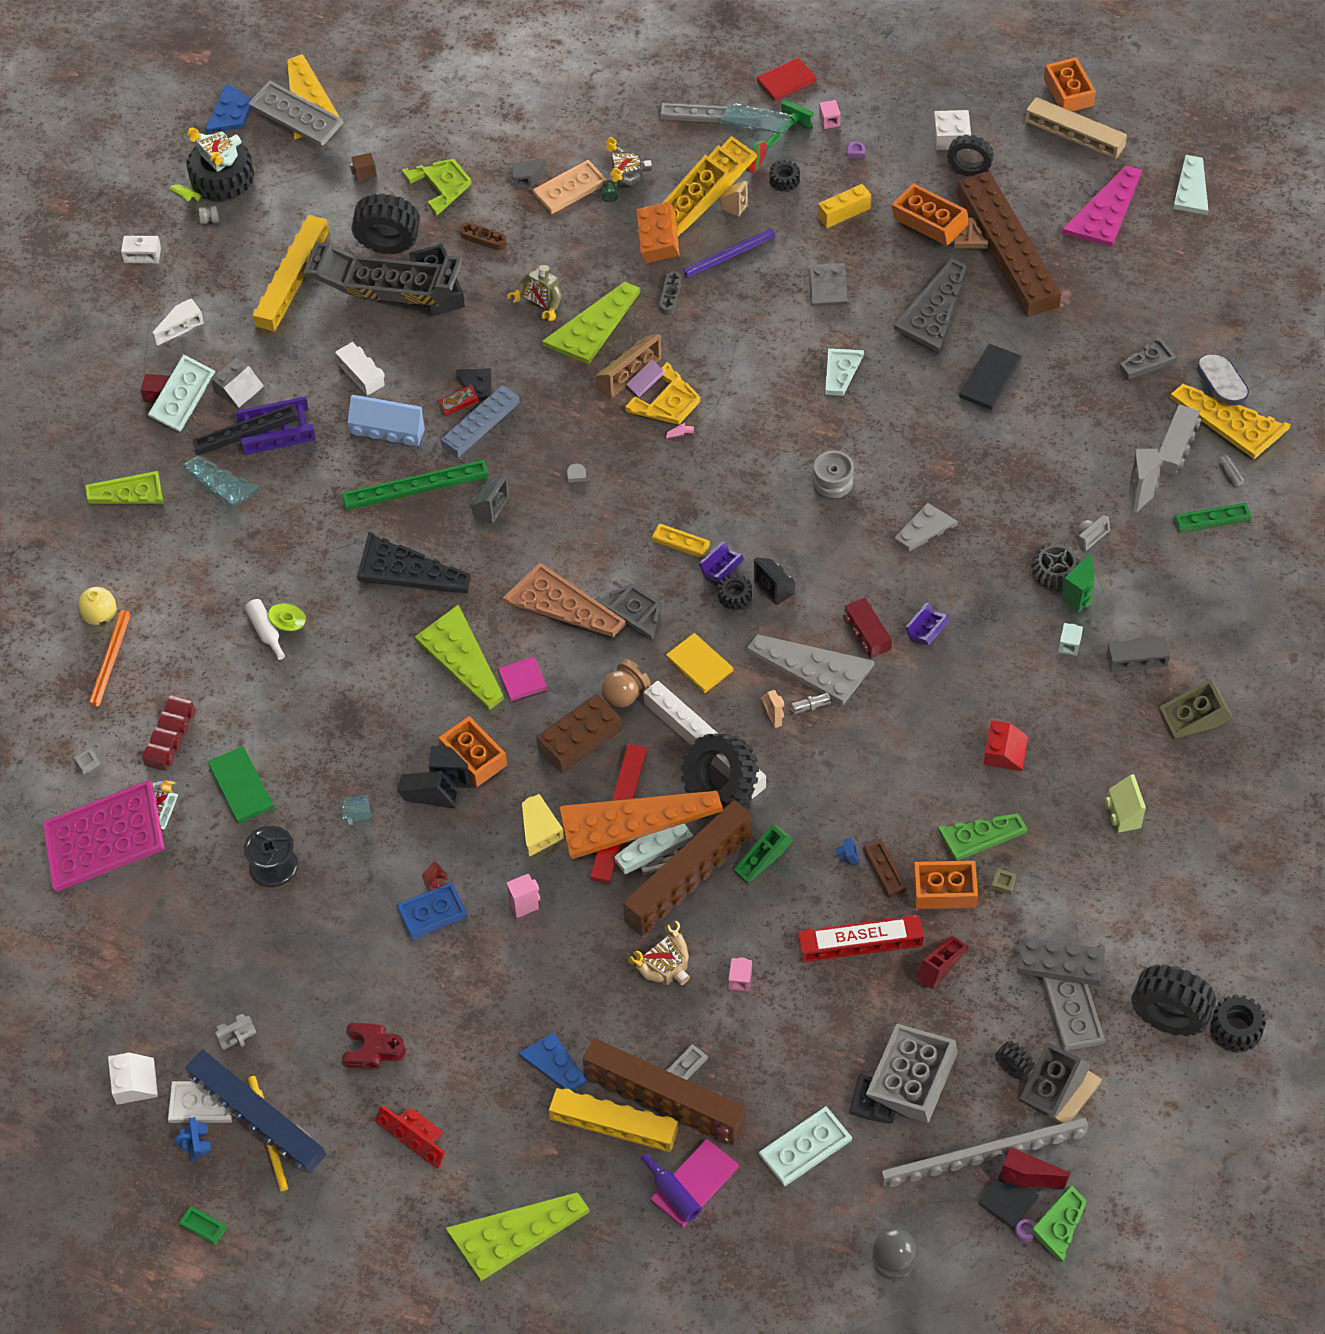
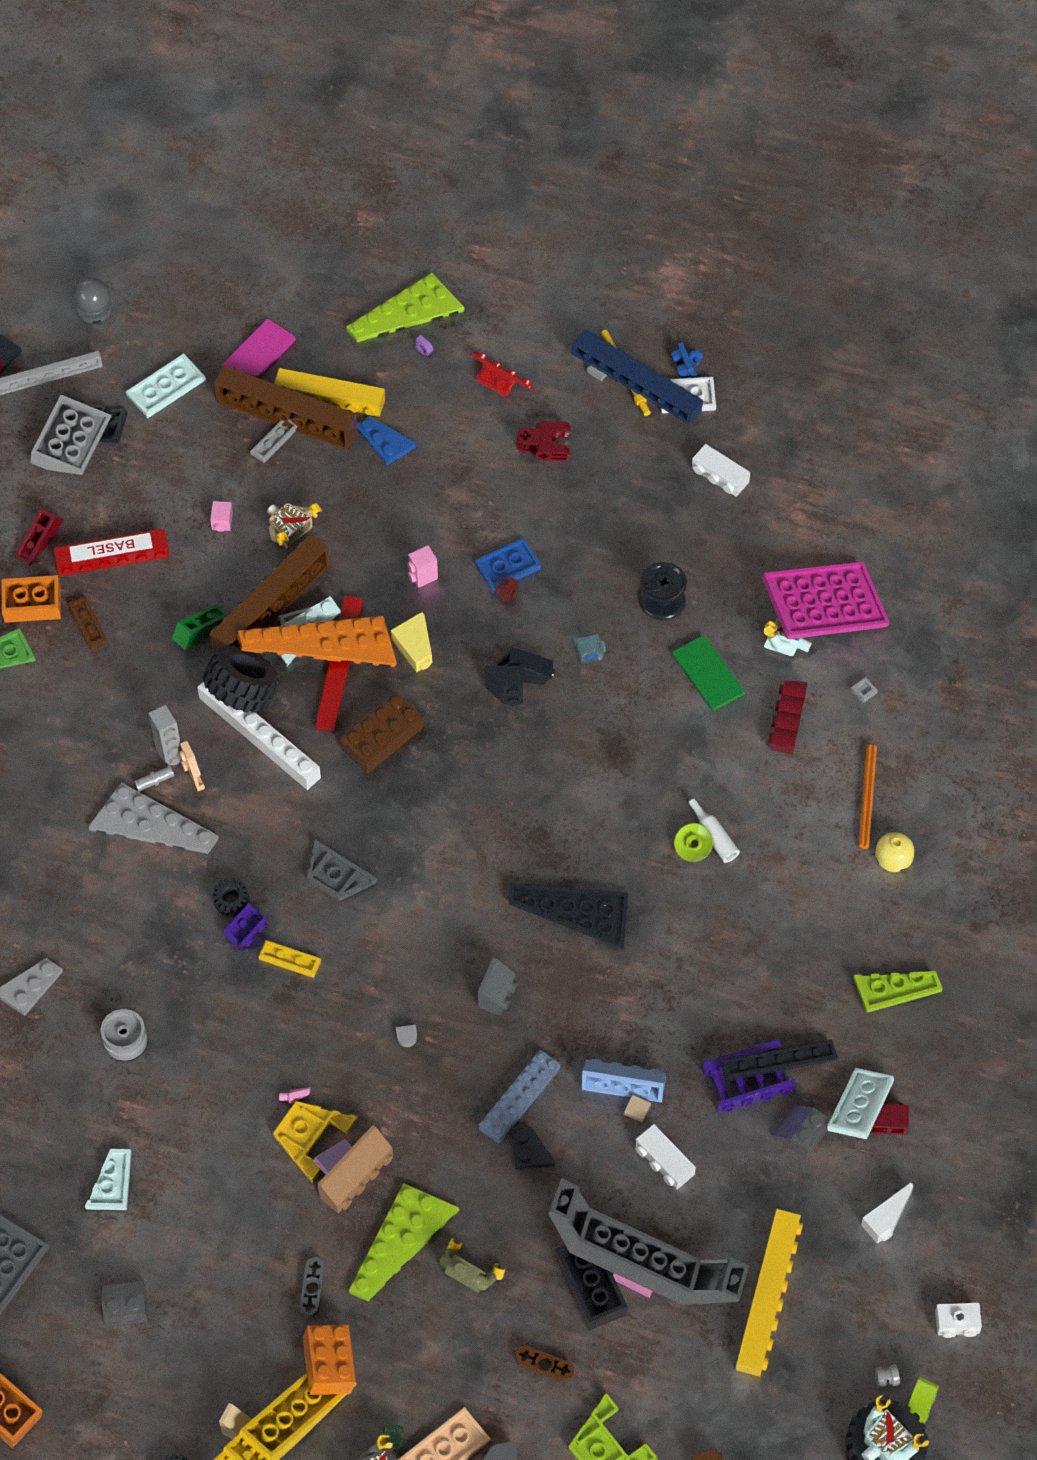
camera: 175 degrees right, 5 degrees up
(132, 1077) = (751, 405): white slope -> none
(183, 1000) = (720, 470): none -> white brick
(202, 1225) = (667, 302): green tile -> none
(221, 482) = (791, 1001): clear light blue wing -> none
(235, 1032) = (662, 451): light grey hips -> none
(385, 223) = (660, 1338): black tyre -> none
(415, 485) = (582, 1014): green tile -> none
(456, 649) = (513, 821): lime wing -> none
(458, 400) = (546, 1120): tile -> none
(476, 749) = (484, 705): orange brick -> none
(499, 1176) = (423, 345): none -> medium lavender tile
(522, 678) = (444, 794): dark pink tile -> none
(555, 597) = (415, 880): nougat wing -> none
(624, 685) = (340, 775): medium nougat tile -> none
(673, 1190) = (275, 334): dark purple piece -> none
(699, 662) = (266, 820): yellow tile -> none
(729, 253) = (243, 1351): dark purple axle -> none
(773, 580) = (189, 905): black slope -> none
(796, 711) = (165, 735): none -> light grey brick
(844, 206) = (101, 1423): yellow brick -> none
(848, 851) = (120, 630): blue tile -> none
(867, 628) = (94, 860): dark red brick -> none
(926, 625) = (31, 865): dark purple bracket -> none

